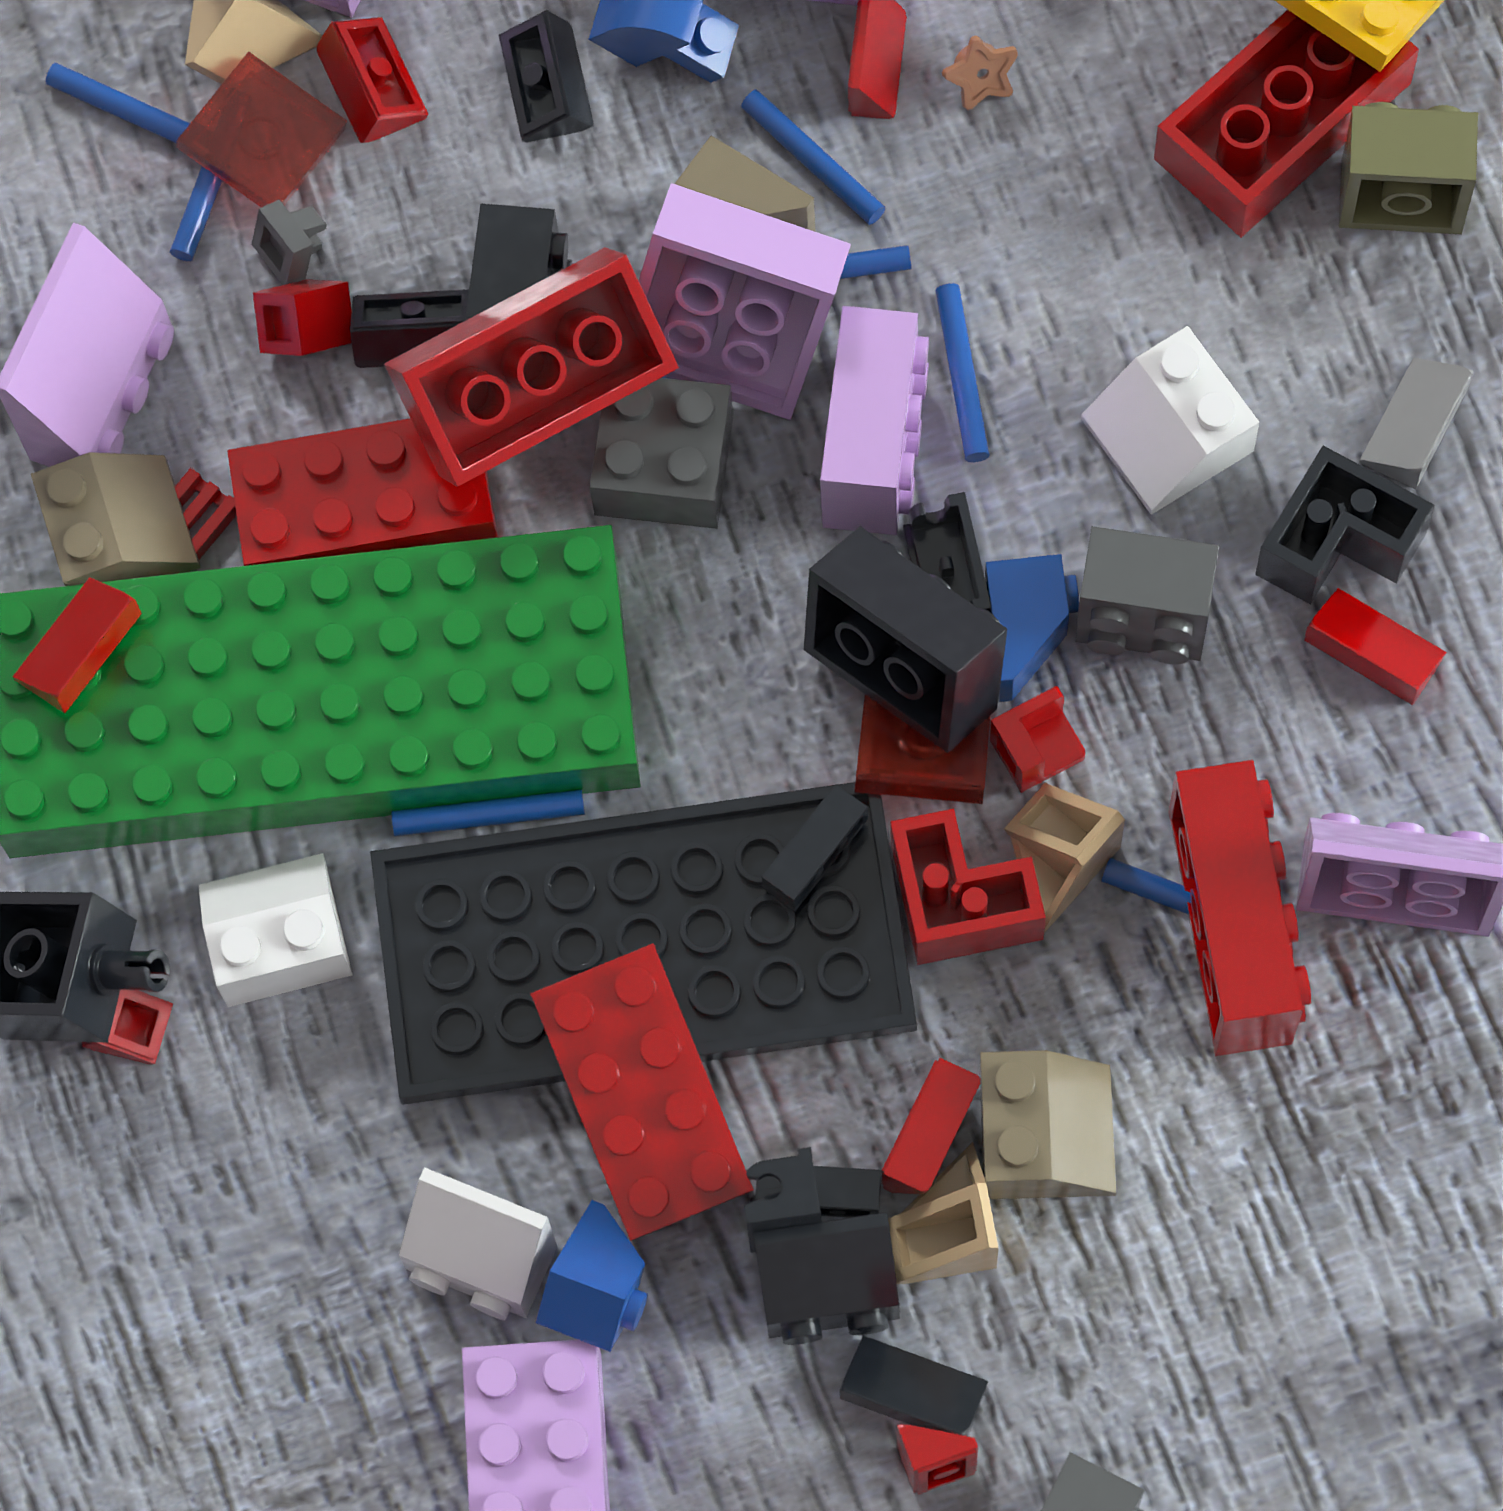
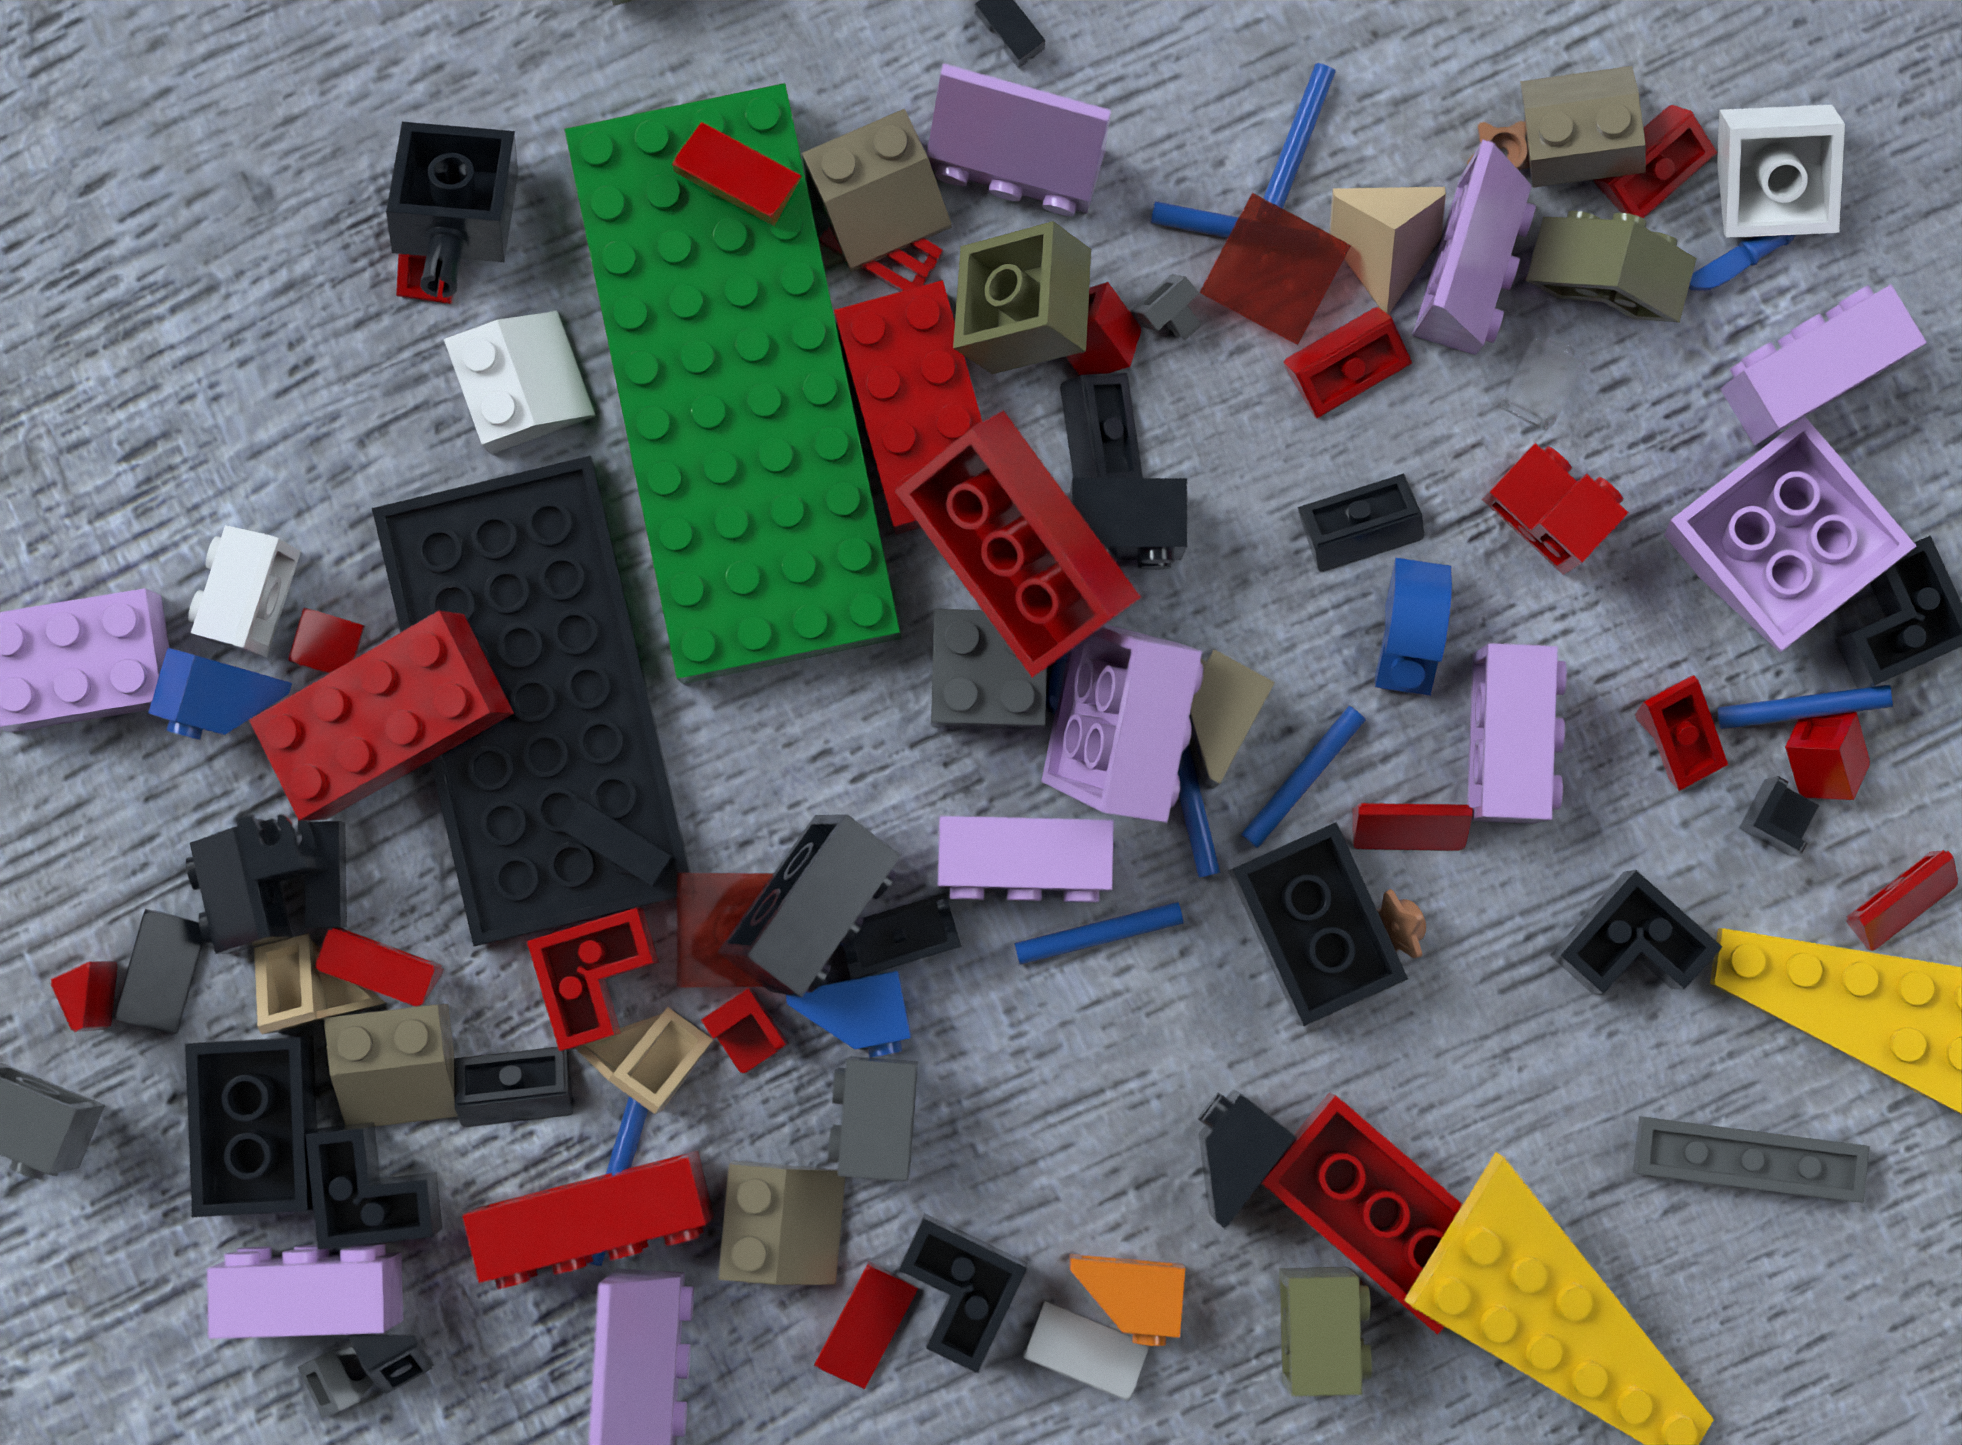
camera: 80 degrees right, 15 degrees up
(259, 368) = (1022, 298): none -> olive brick
(488, 813) = (641, 553): blue bar -> none
(549, 1170) = (324, 641): none -> red slope
(973, 142) = (1317, 924): none -> black brick
(1081, 998) = (512, 1086): none -> black slope
(1104, 1282) = (250, 1125): none -> black brick
(1171, 421) = (1058, 1126): white slope -> none
(1200, 1172) = (356, 1204): none -> black brick
(1214, 236) = (1237, 1152): none -> black slope
(1258, 715) = (781, 1224): none -> dark tan slope
(1300, 1230) = (304, 1292): none -> lavender brick
(1359, 359) = (1135, 1294): none -> orange slope
(1381, 1146) = (390, 1358): none -> black slope
(1407, 1225) = (329, 1382): none -> dark grey tile

